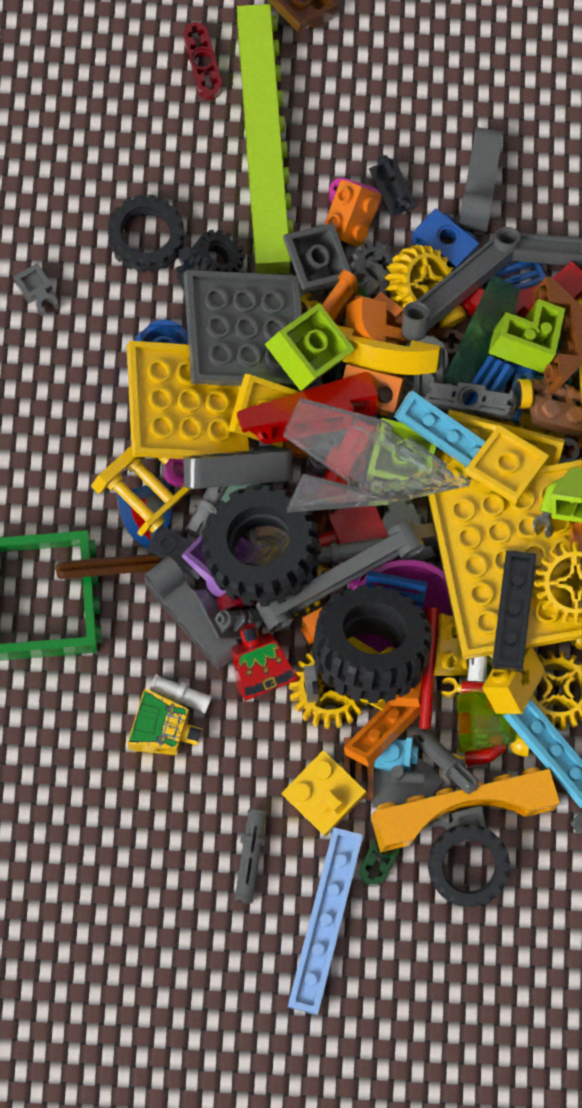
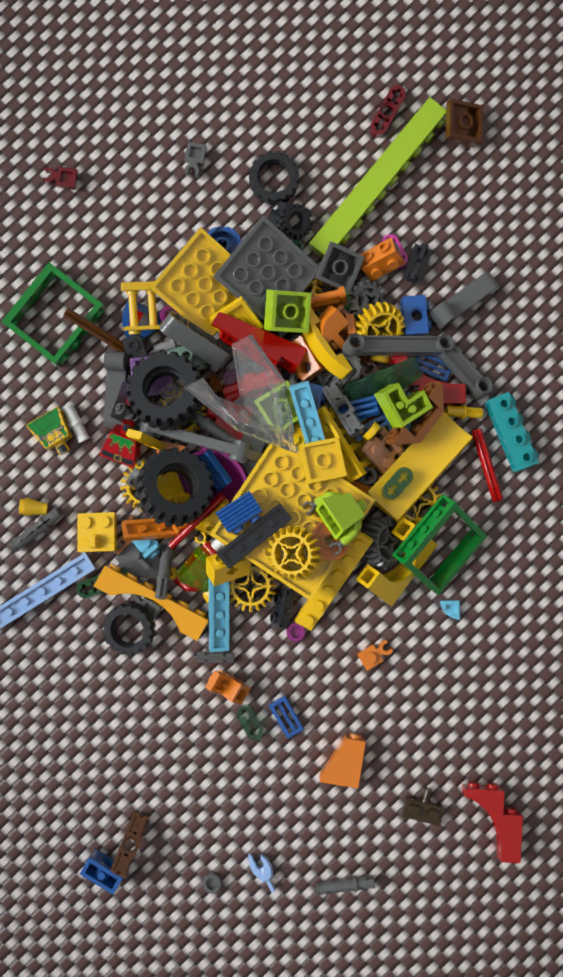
camera: 45 degrees right, 15 degrees up
(221, 835) = (32, 507): none -> yellow cone
(286, 626) = (145, 439): none -> yellow tile
(474, 597) = (239, 513): none -> blue brick

